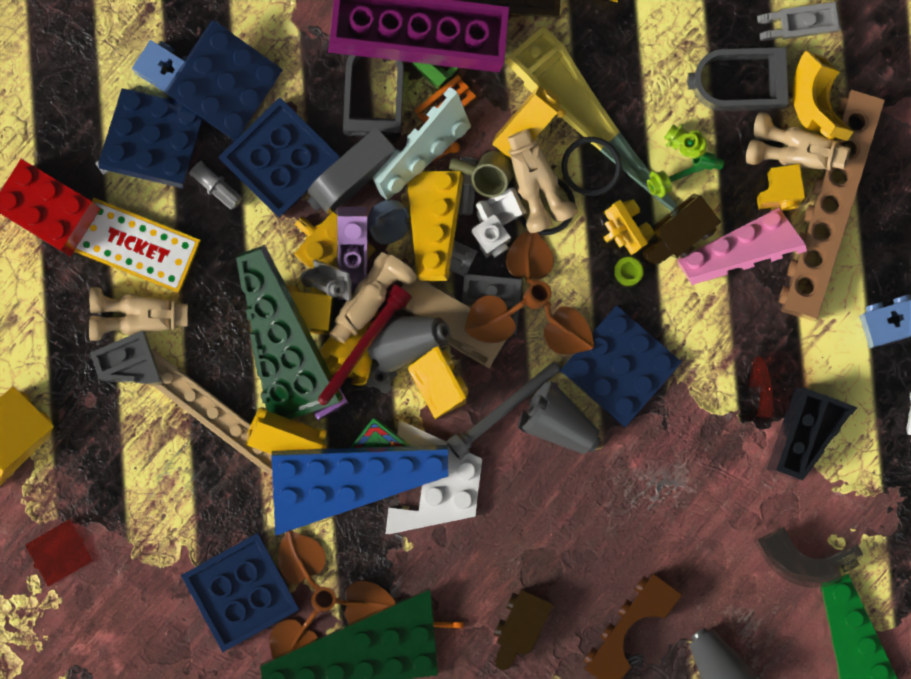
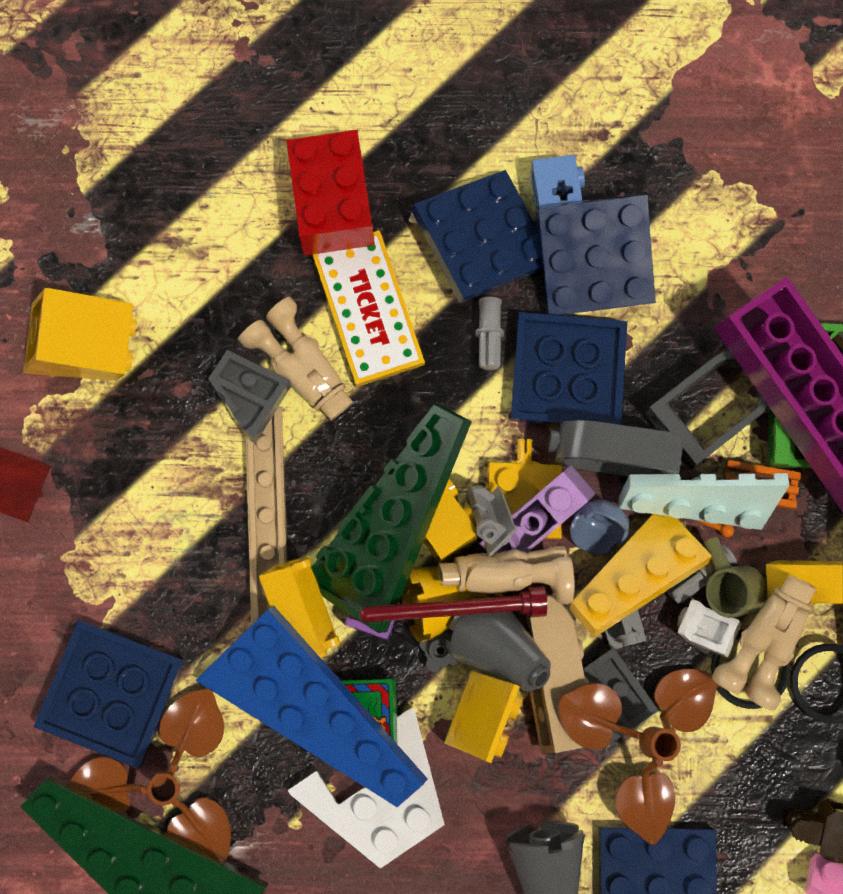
camera: 50 degrees right, 5 degrees down
(462, 443) = (441, 791): dark grey piece -> none
(491, 237) = (674, 643): white bracket -> none
(624, 229) = (800, 772): yellow hips -> none
(628, 271) = (759, 812): lime tile -> none

